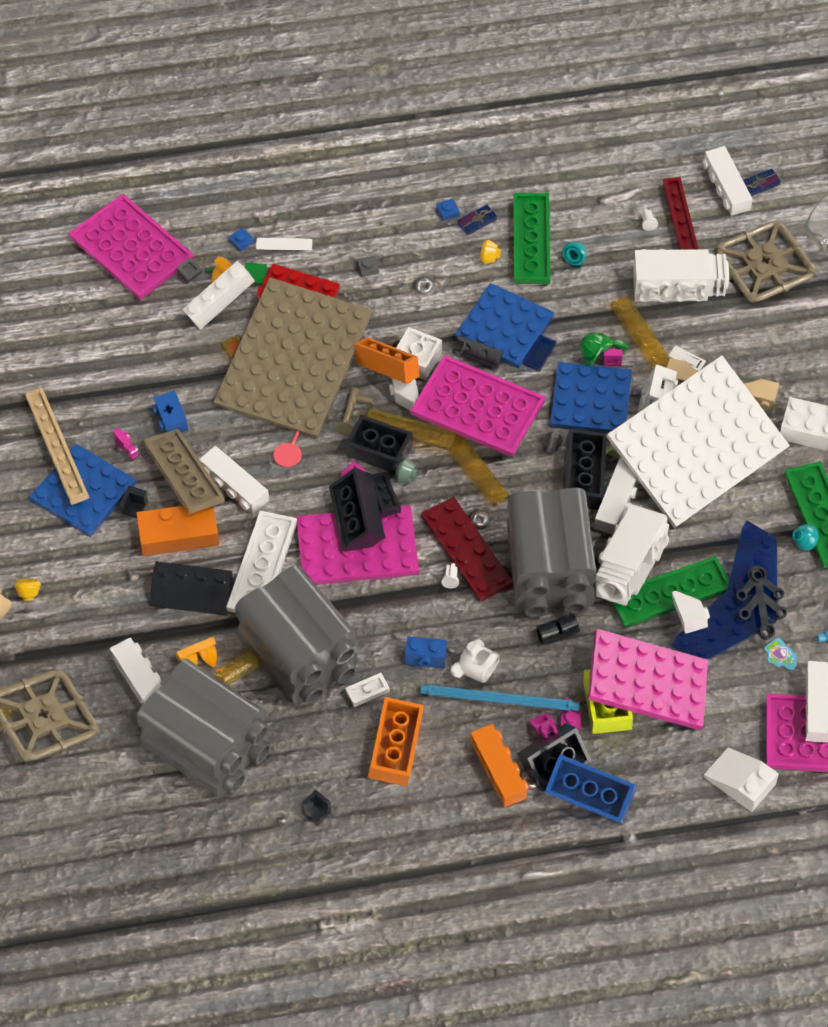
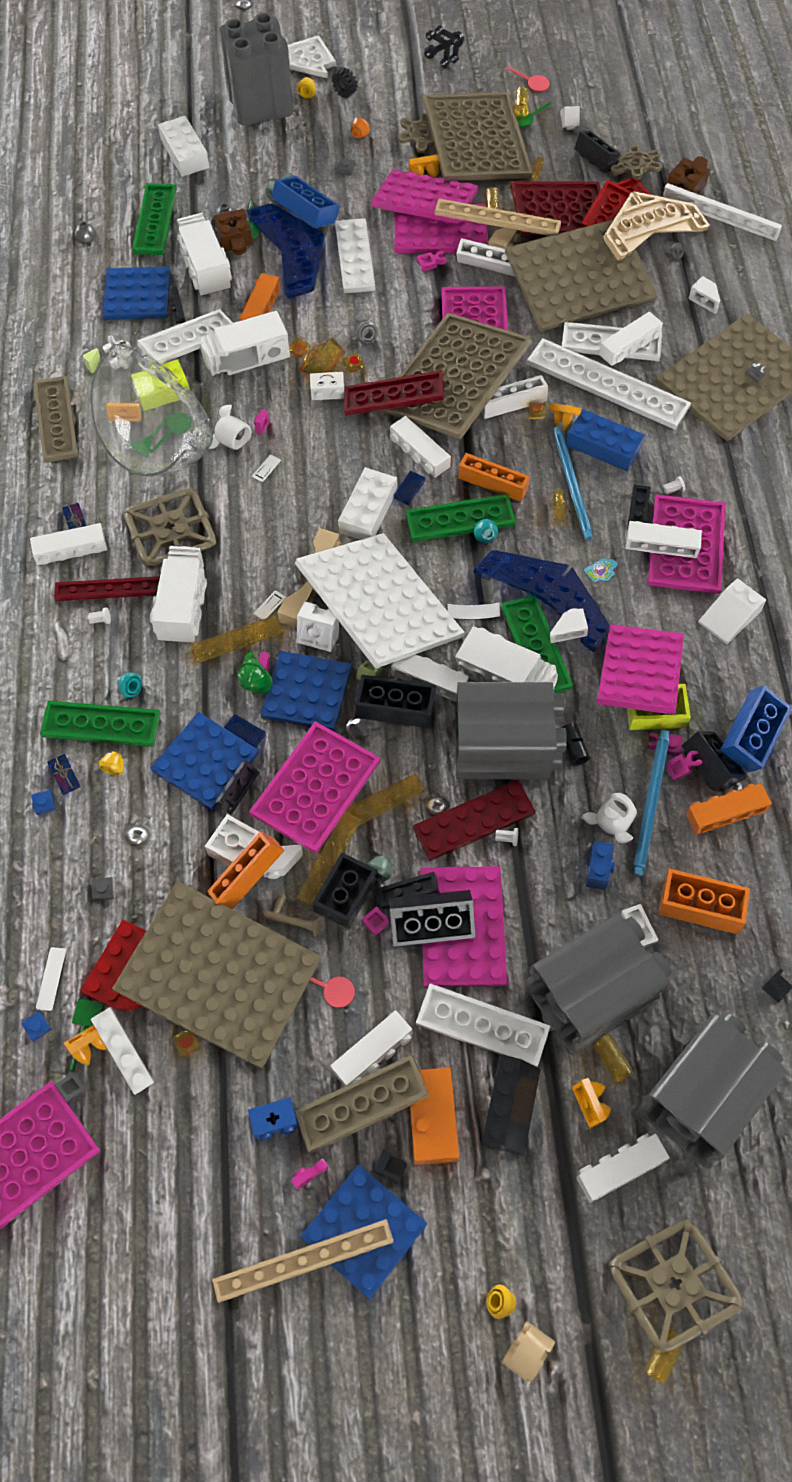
camera: 85 degrees left, 5 degrees up
(707, 534) = (474, 611): none -> white sticker
(761, 600) = (537, 567): black plant -> none

